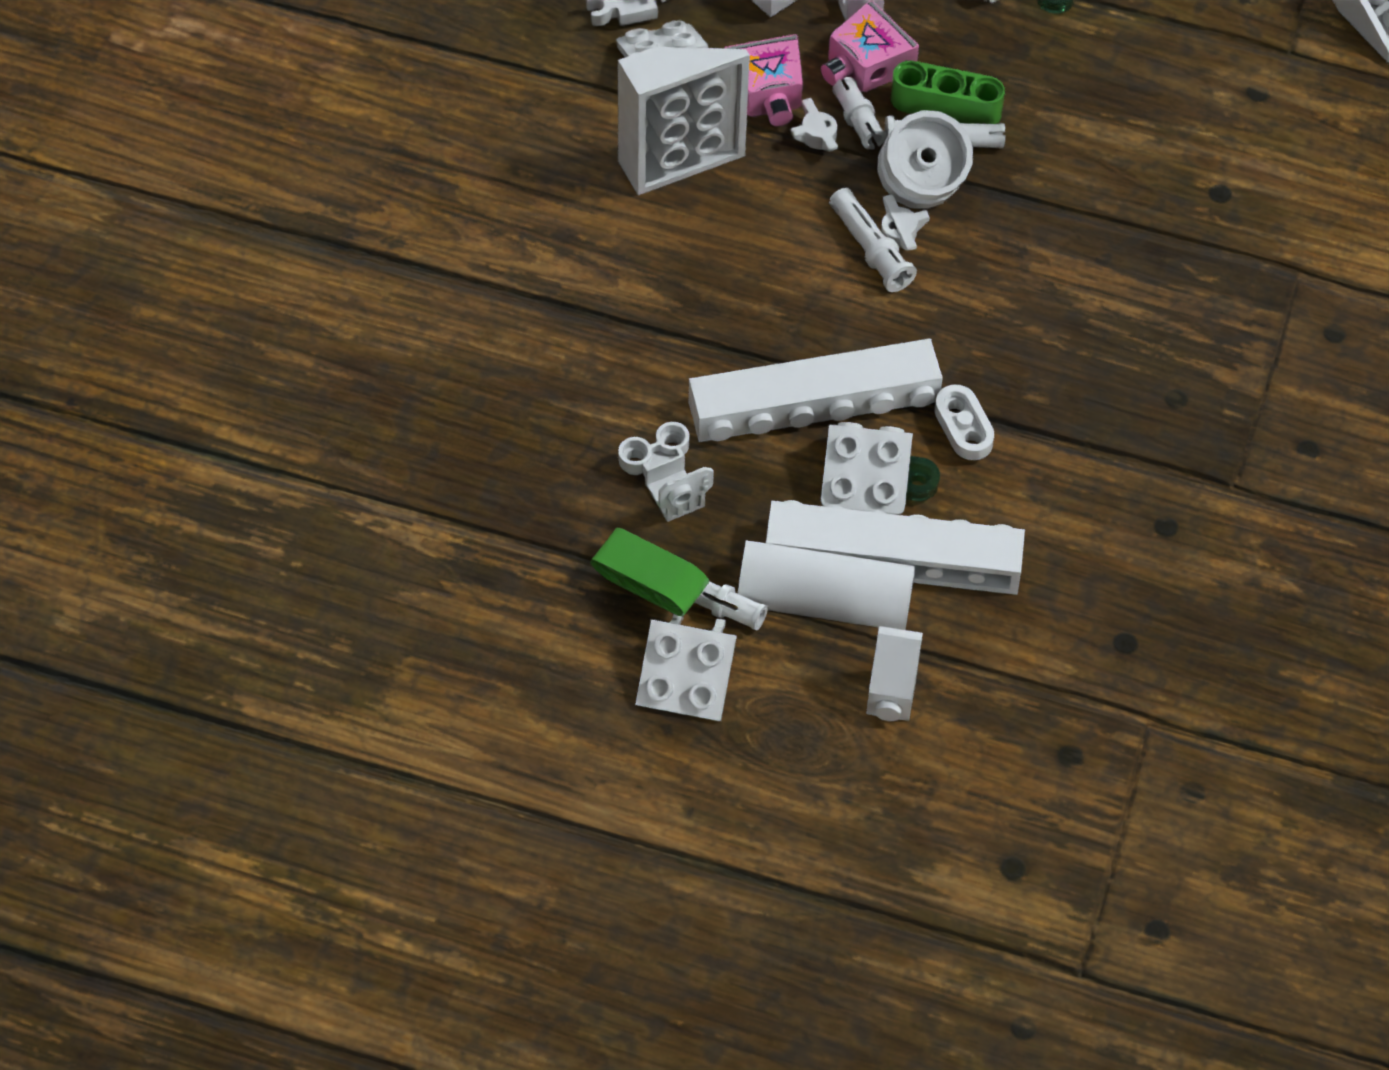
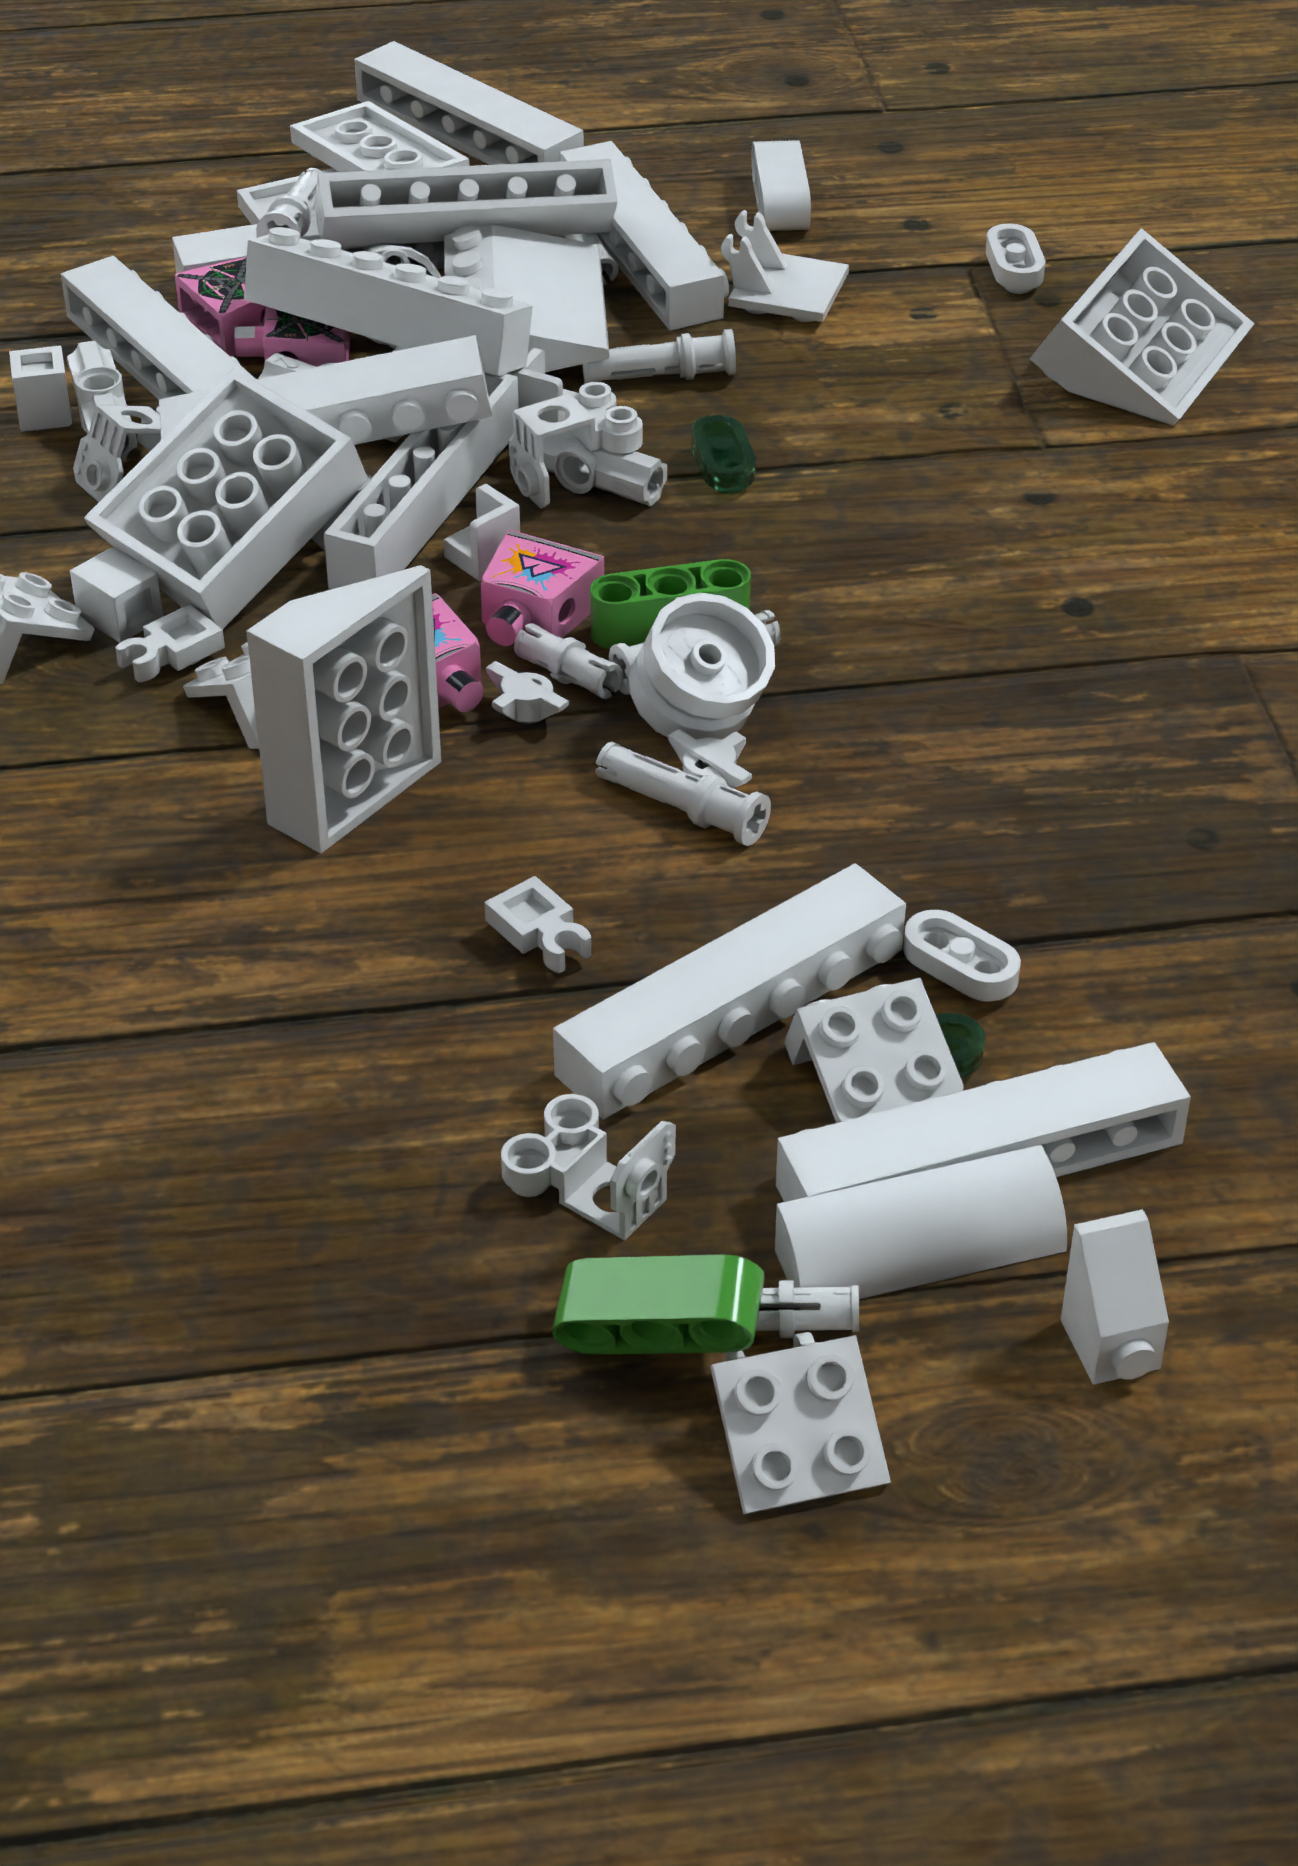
camera: 25 degrees left, 15 degrees down
(732, 297) = (535, 917): none -> white plate

